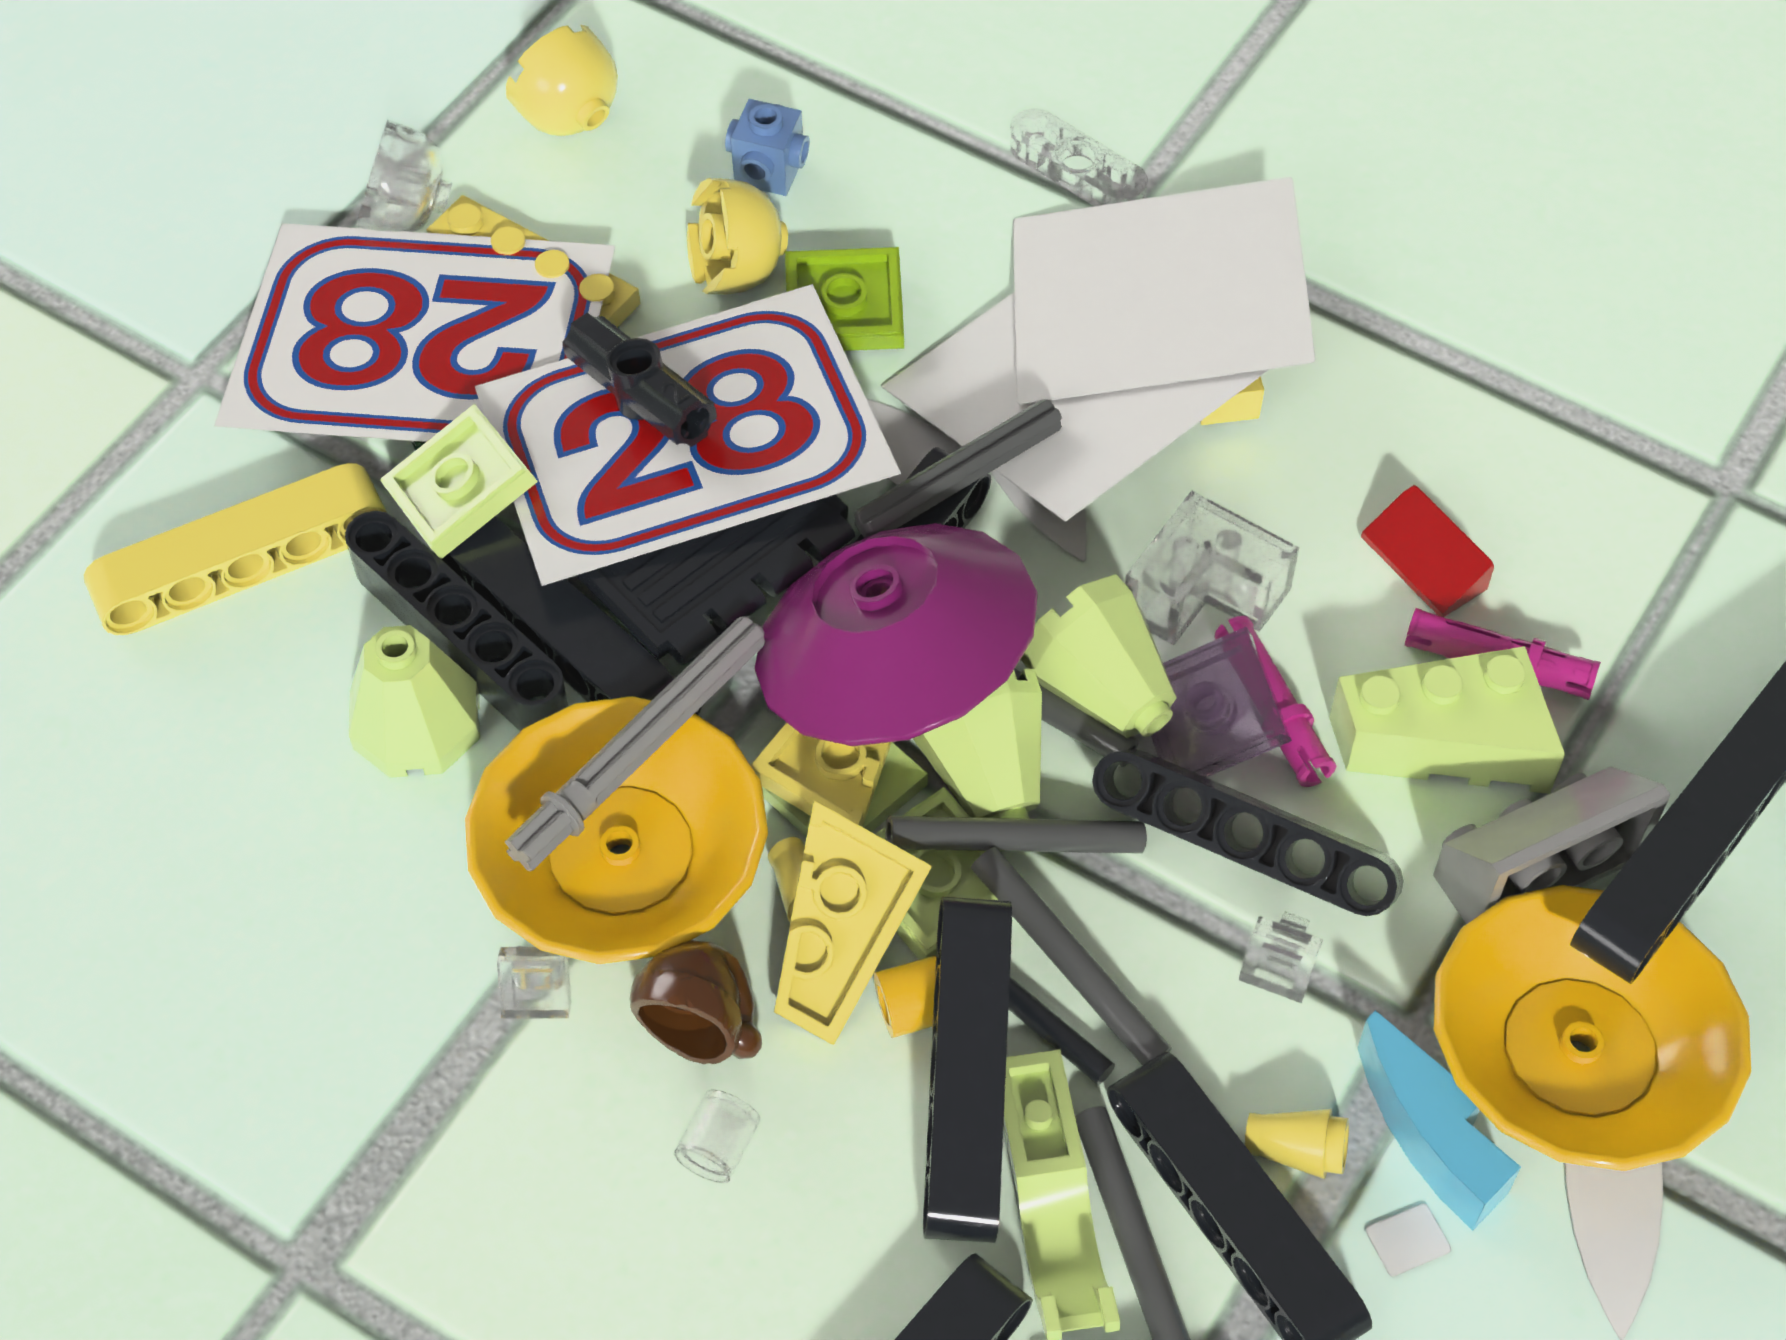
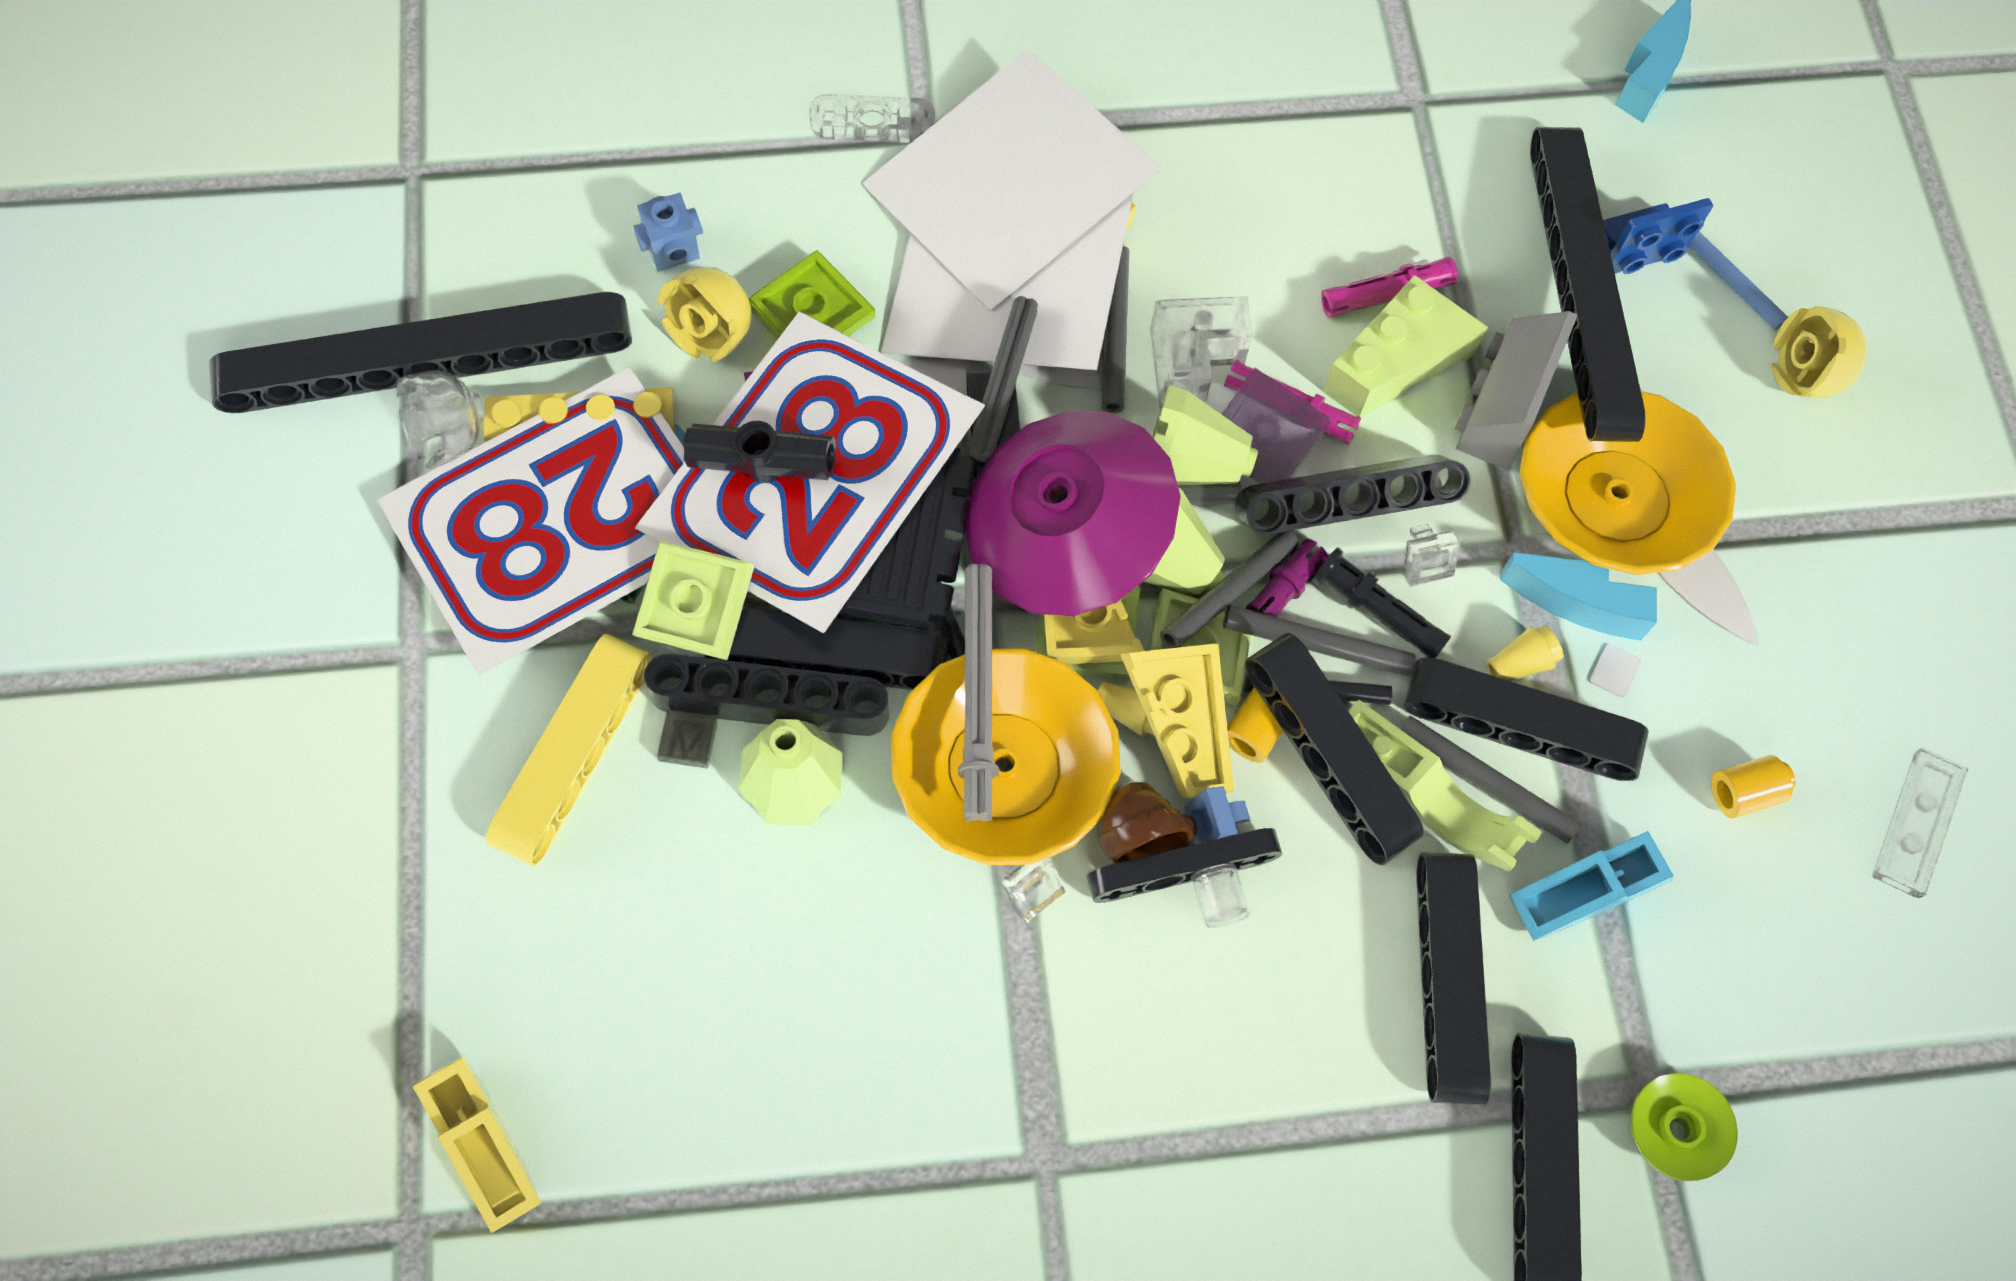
camera: 45 degrees left, 10 degrees up
(351, 616) = (687, 739): none -> clear smoke tile
(465, 127) = (451, 344): none -> black beam
(565, 82) = (495, 269): light yellow cylinder -> none
(693, 1069) = (1179, 865): none -> black beam
(786, 1056) = (1215, 815): none -> medium blue tile
(1098, 877) = (1289, 580): none -> magenta pin
(1147, 508) = (1116, 340): none -> dark grey piece
(1172, 944) = (1362, 591): none -> black pin
(1429, 552) = (1297, 248): red slope -> none

